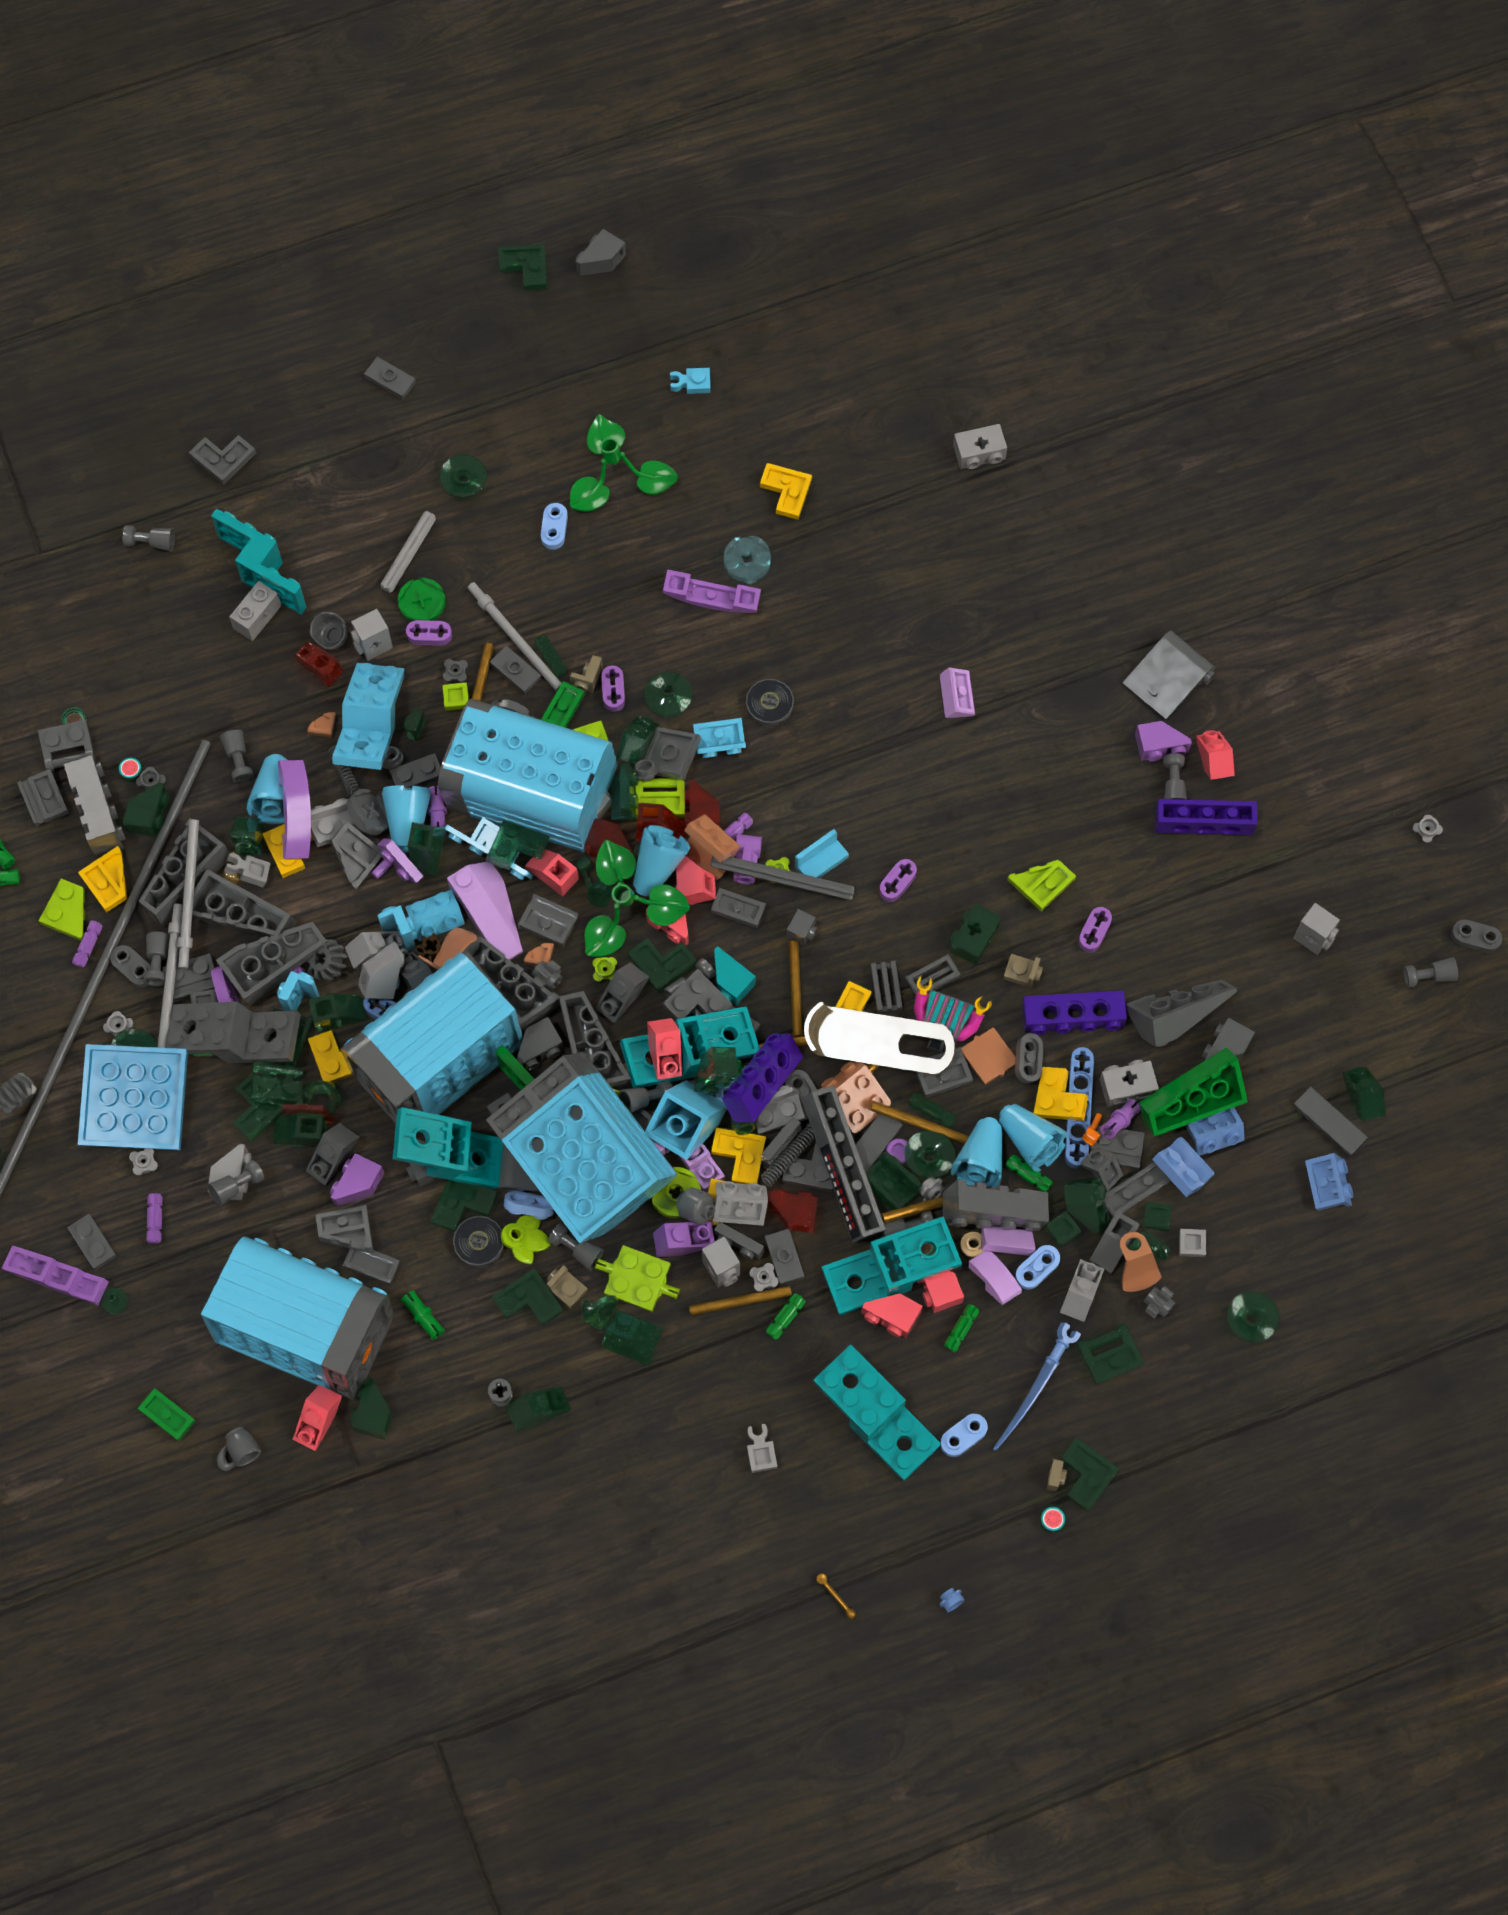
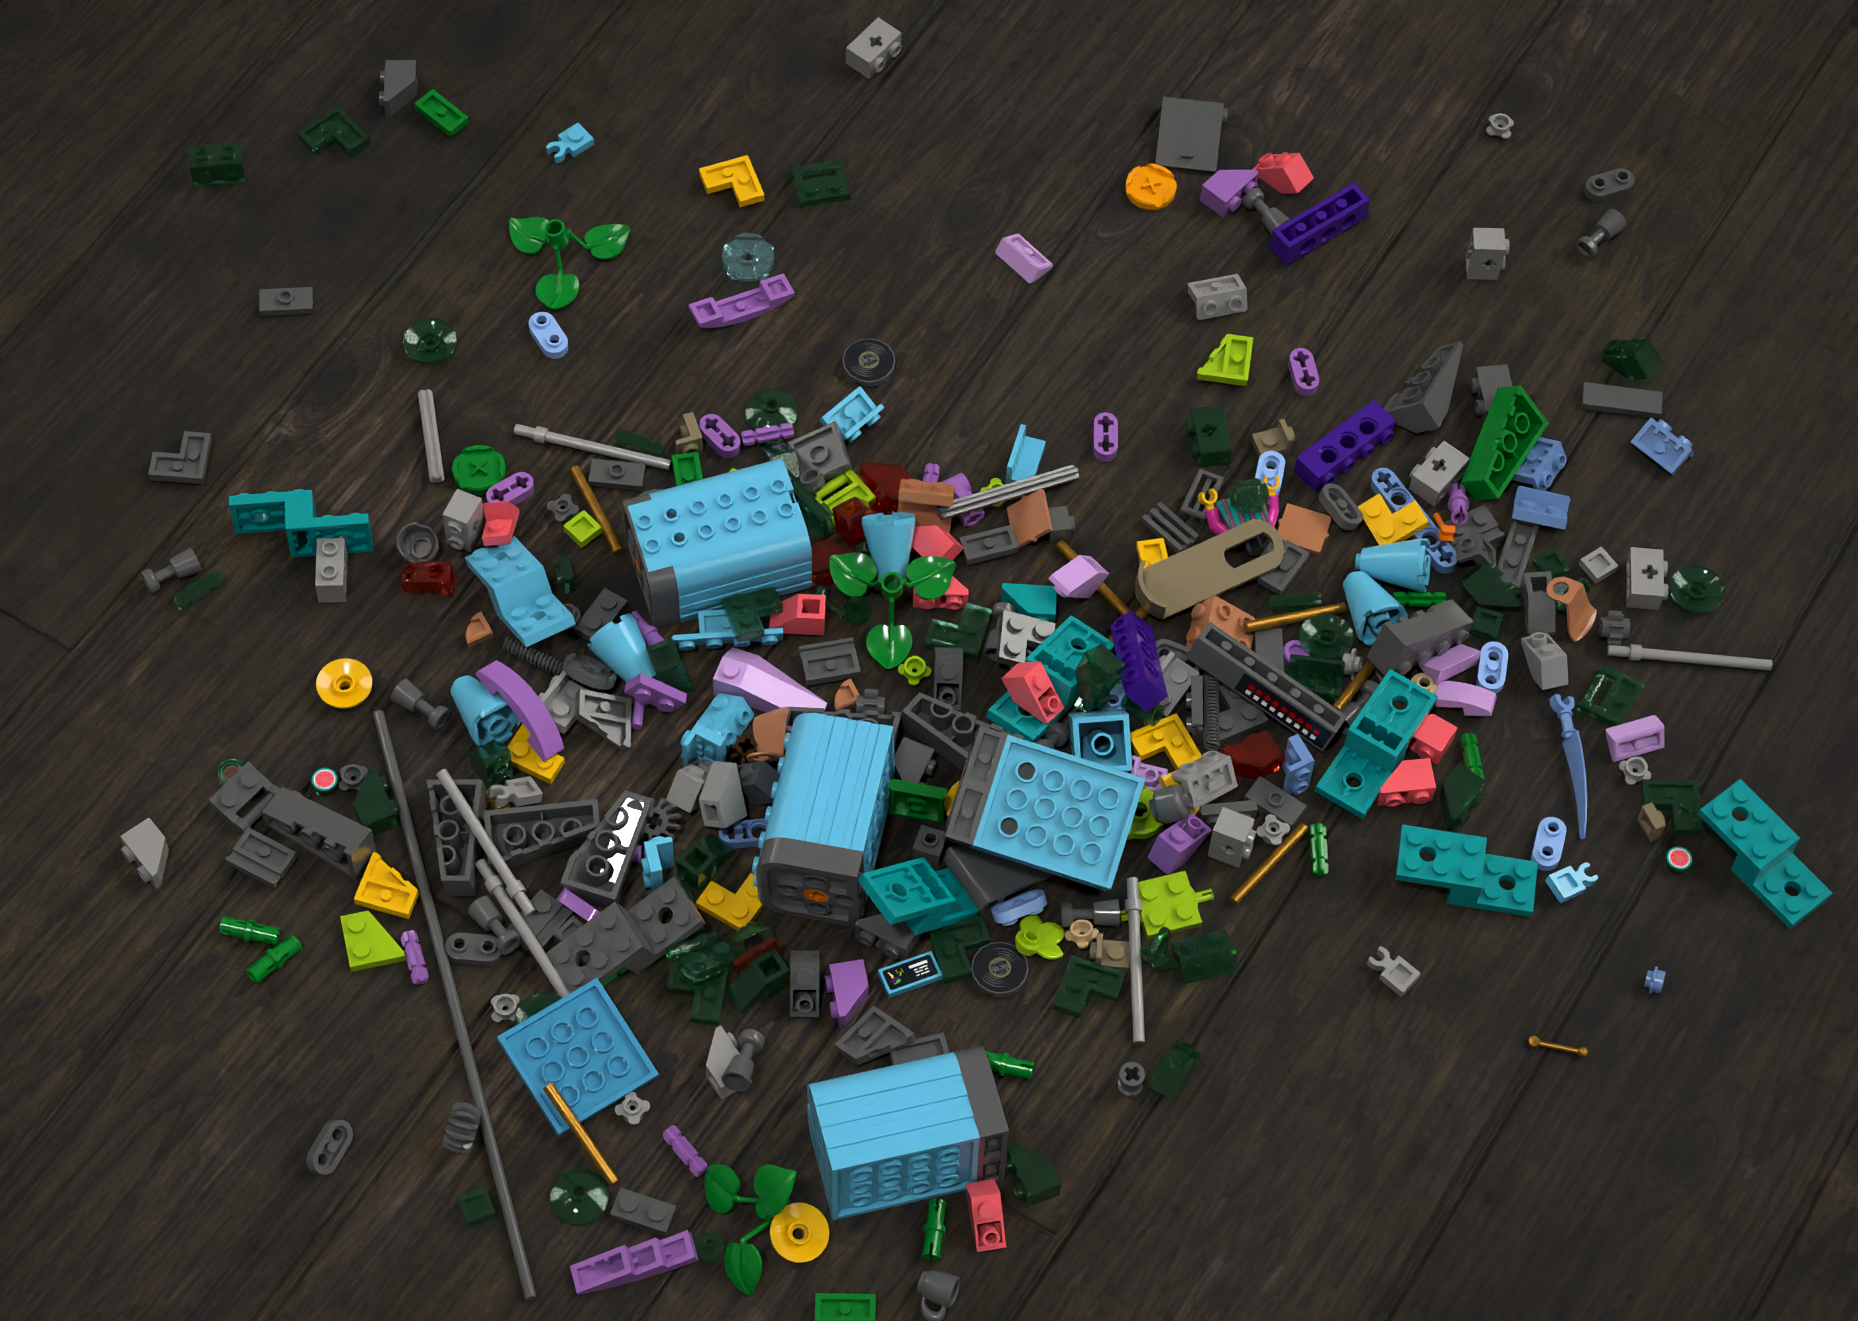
camera: 40 degrees left, 10 degrees down
(68, 1207) = (582, 1209): none -> clear green dish
(91, 1156) = (581, 1134): none -> pearl gold bar
(157, 564) = (198, 590): none -> clear green axle
(166, 1302) = (774, 1188): none -> green plant
(166, 1338) = (813, 1227): none -> yellow dish
(193, 695) = (344, 673): none -> yellow dish
(275, 1401) = (934, 1230): none -> green pin
(397, 654) = (500, 523): none -> coral slope
(412, 1199) = (910, 974): none -> tile
(420, 236) = (216, 164): none -> clear green bracket
(554, 1251) = (1081, 933): none -> tan plate
(608, 1264) = (1133, 907): none -> light grey bar
(615, 297) = (441, 113): none -> green plate
(648, 710) = (765, 434): none -> medium lavender axle
(777, 981) = (1079, 577): none -> lavender slope
(783, 908) = (1030, 518): none -> nougat piece
(814, 1250) = (1297, 766): none -> medium blue bracket
(851, 539) = (821, 189): none -> clear green plate
(924, 1350) = (1459, 794): none -> clear green slope
(950, 1477) = (1568, 883): none -> medium azure plate
(955, 1004) = (1249, 496): none -> clear green head
(993, 993) = (1272, 459): none -> light blue plate
(1079, 823) = (1218, 296): none -> light grey bracket
(1086, 1421) = (1638, 764): none -> light grey plate
(1100, 1400) = (1635, 738): none -> lavender slope
(1103, 699) = (1150, 187): none -> light orange tile
(1119, 1564) = (1765, 853): none -> teal bracket
(1161, 1333) = (1636, 653): none -> light grey bar
(1225, 1266) = (1645, 578): none -> light grey brick

